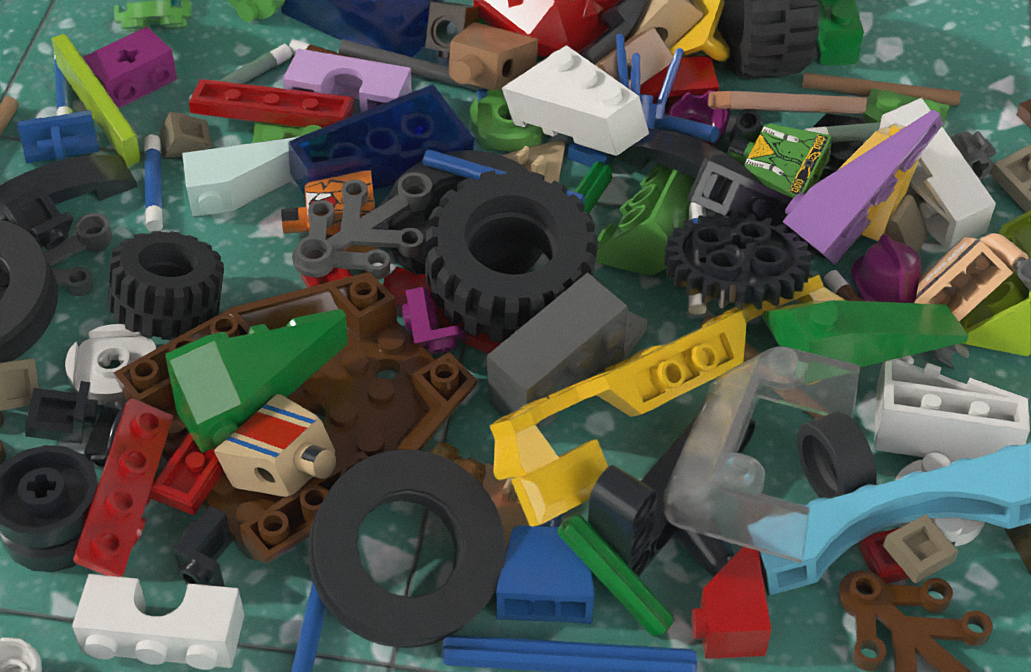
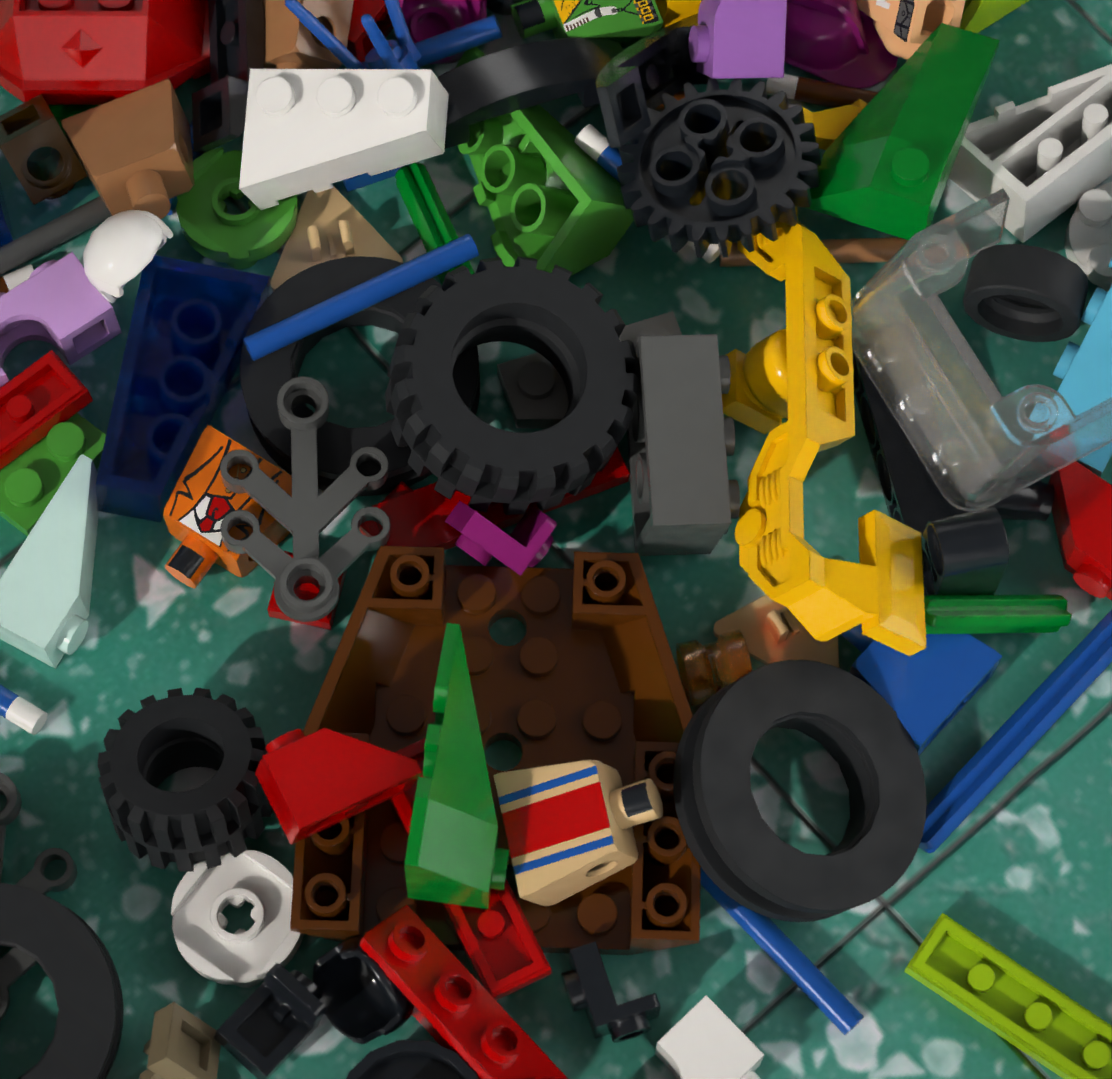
camera: 50 degrees left, 20 degrees up
(195, 309) = (328, 779): none -> red slope
(423, 71) = (122, 250): none -> white hair

